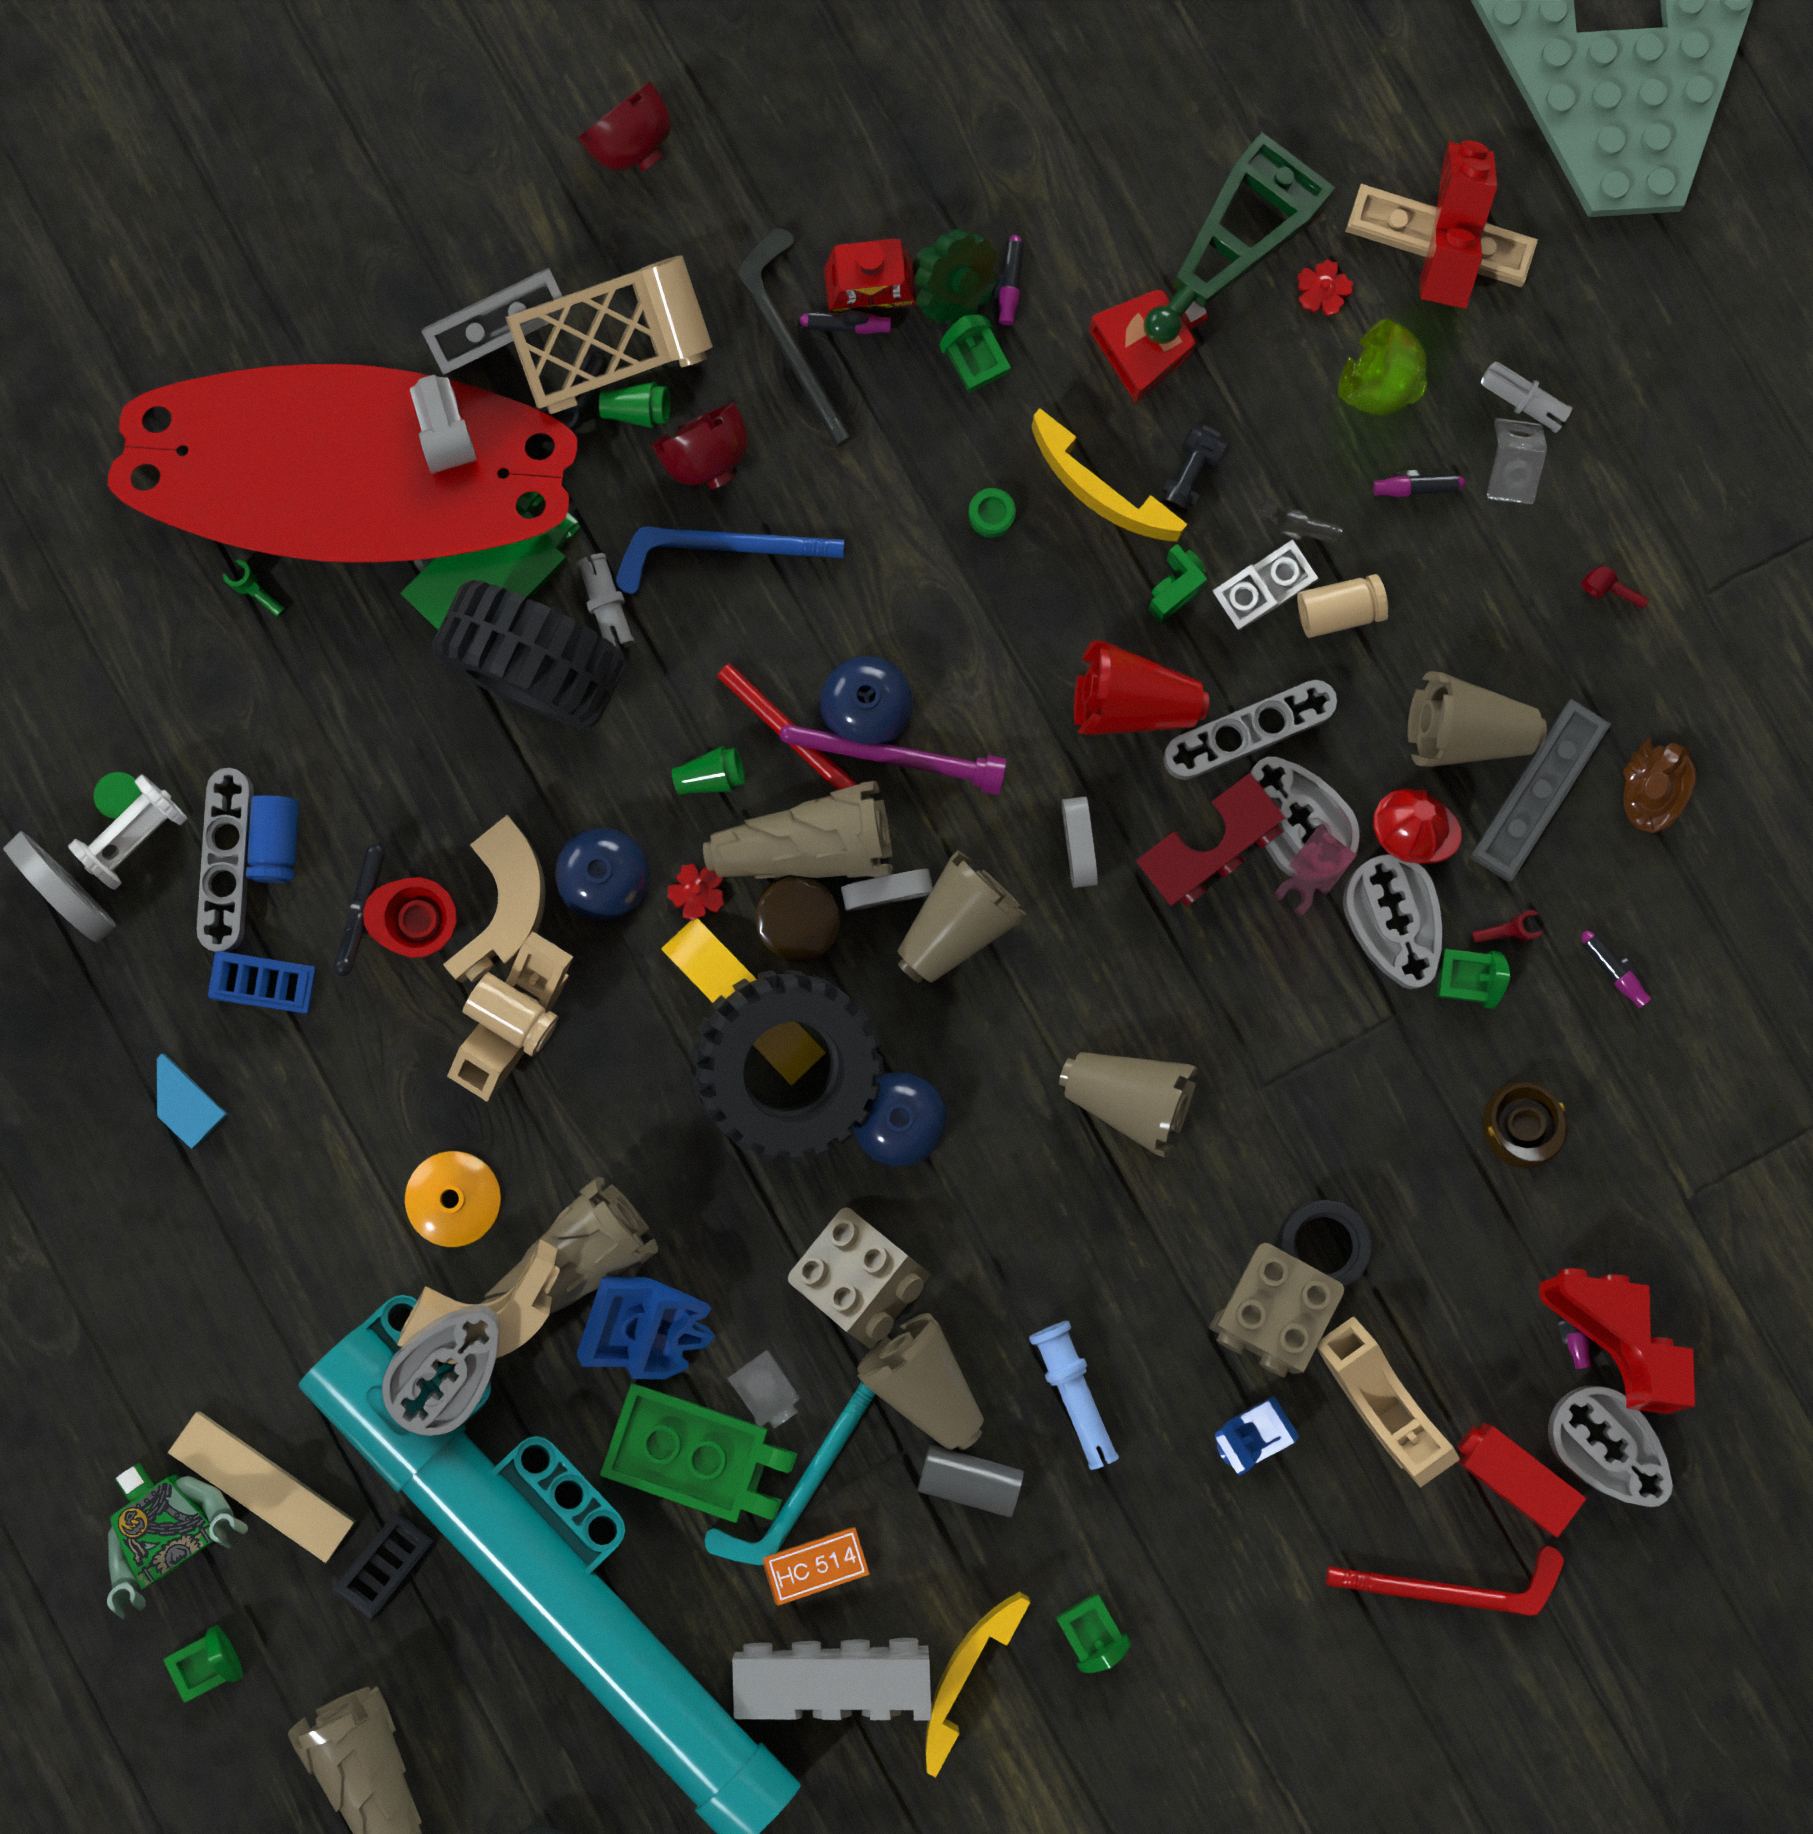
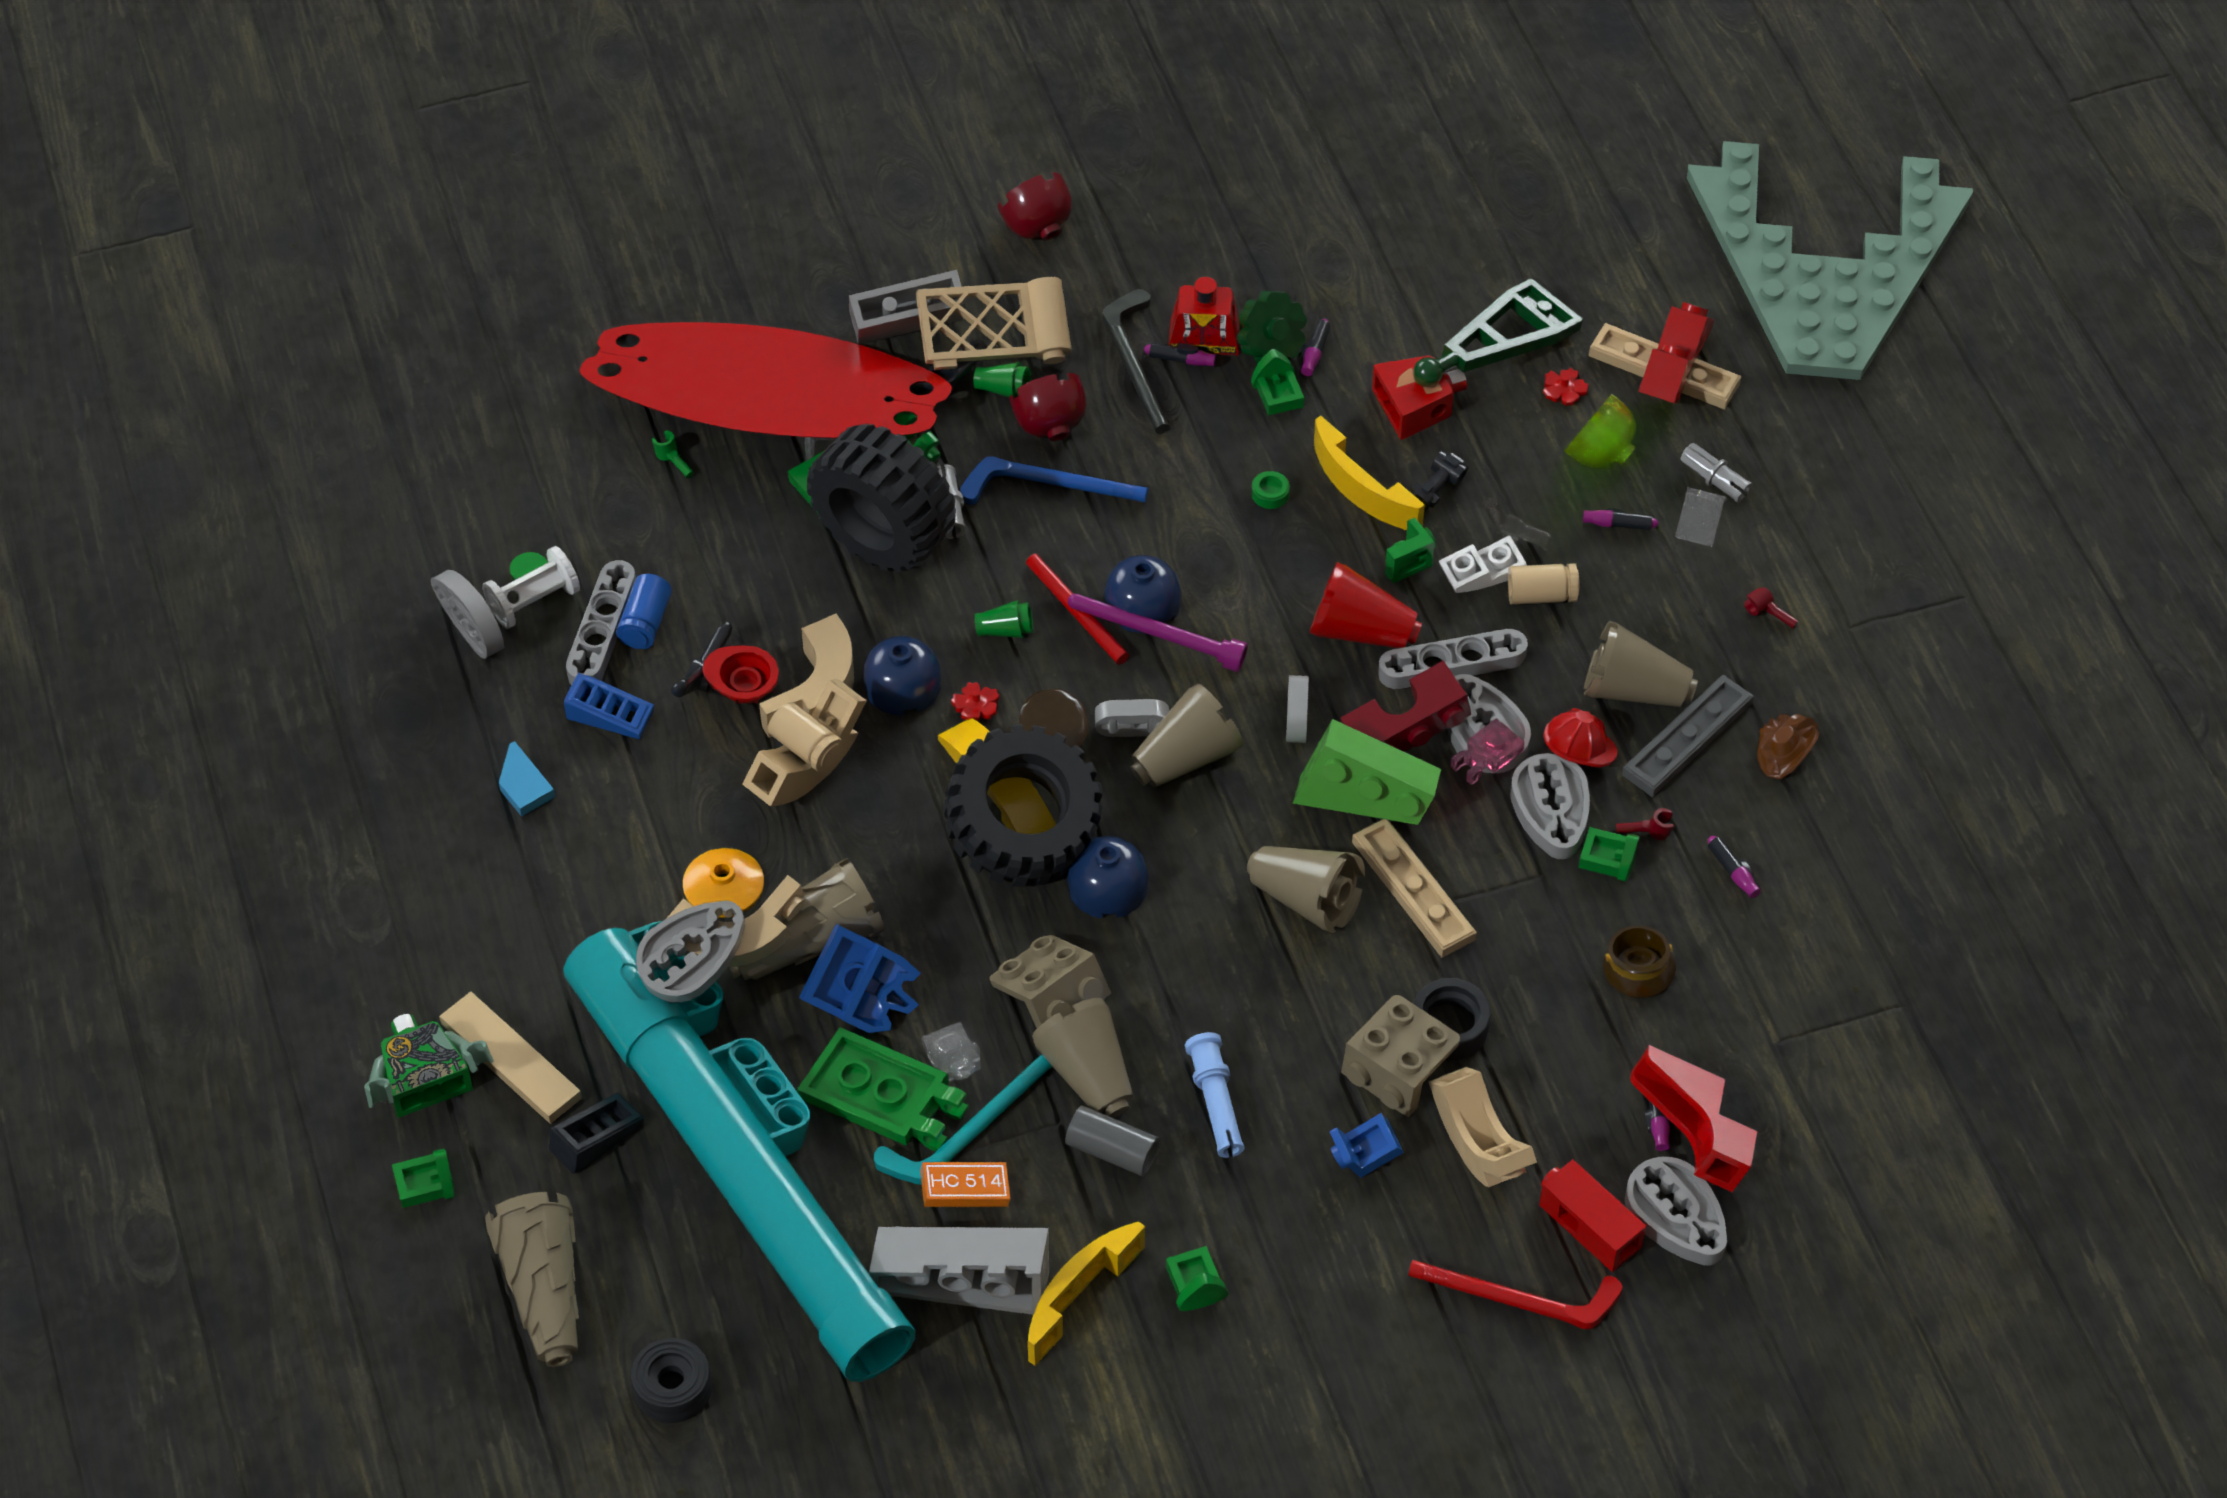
camera: 15 degrees right, 30 degrees down
(443, 433) = (848, 360): light grey piece -> none
(812, 840) = (1086, 666): dark tan cone -> none
(1179, 939) = (1366, 777): none -> bright green wedge
(1253, 1063) = (1414, 887): none -> tan tile

